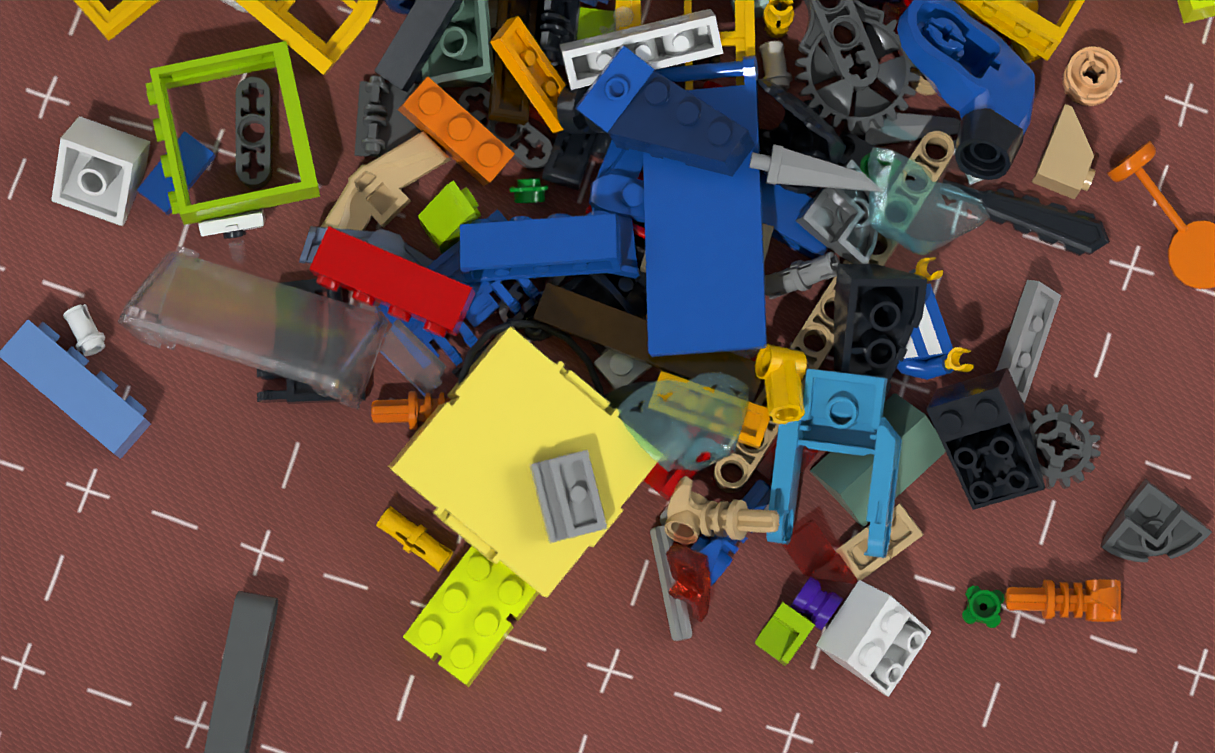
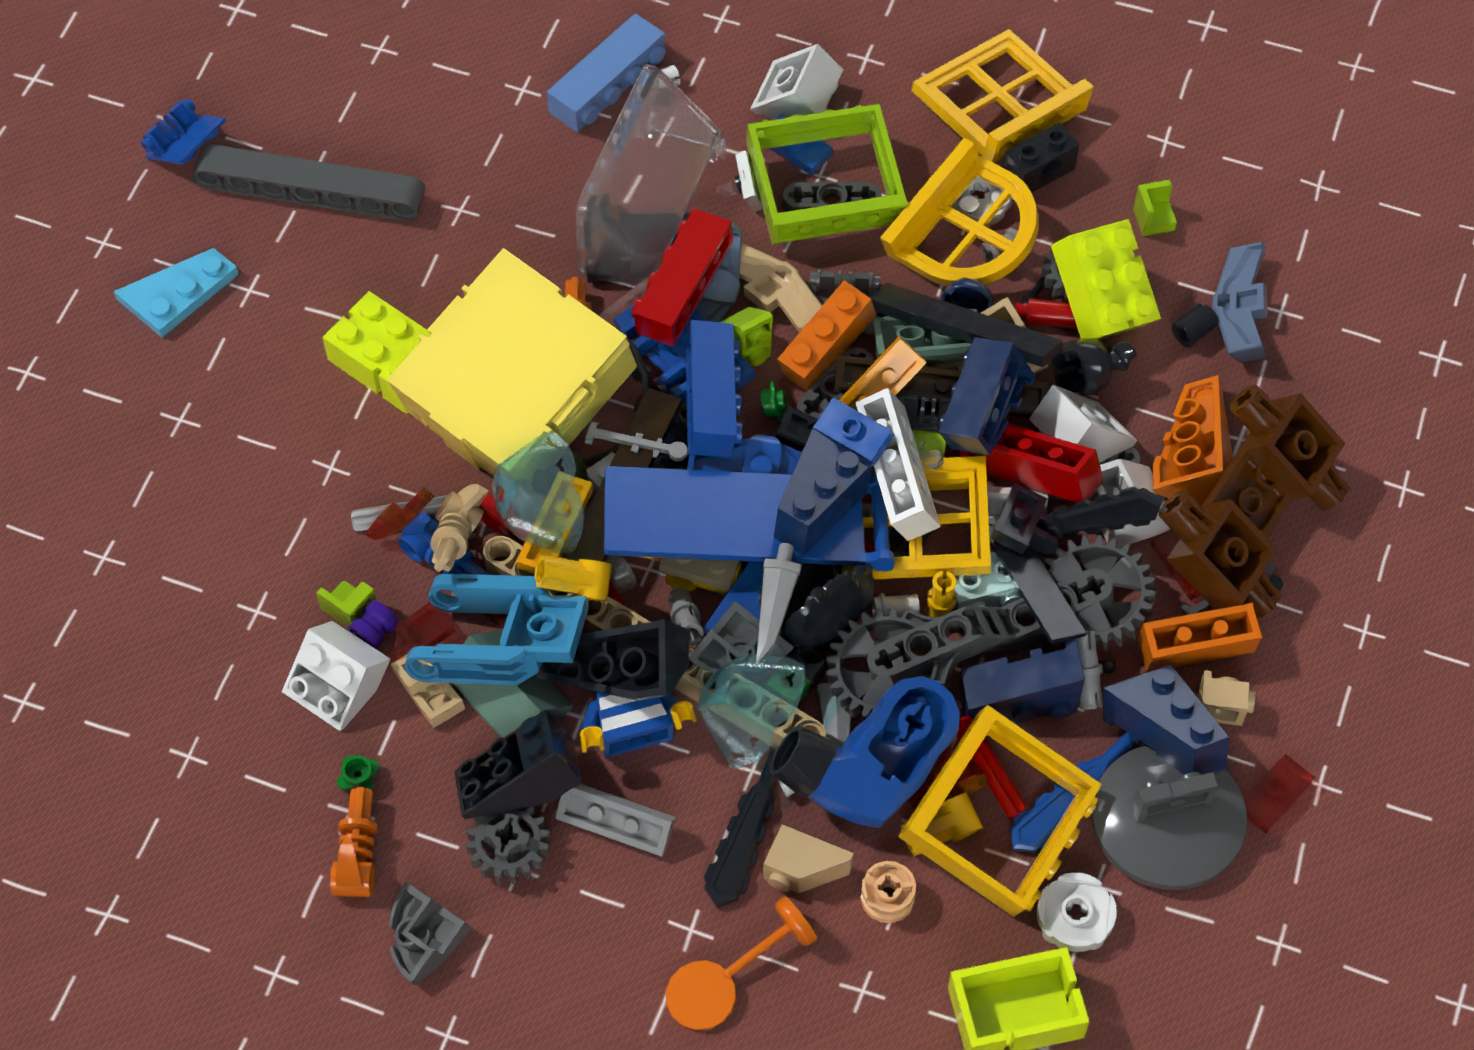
camera: 90 degrees right, 20 degrees down
(568, 496) = (471, 385): light grey plate -> none
(615, 284) = (676, 451): none -> light grey piece

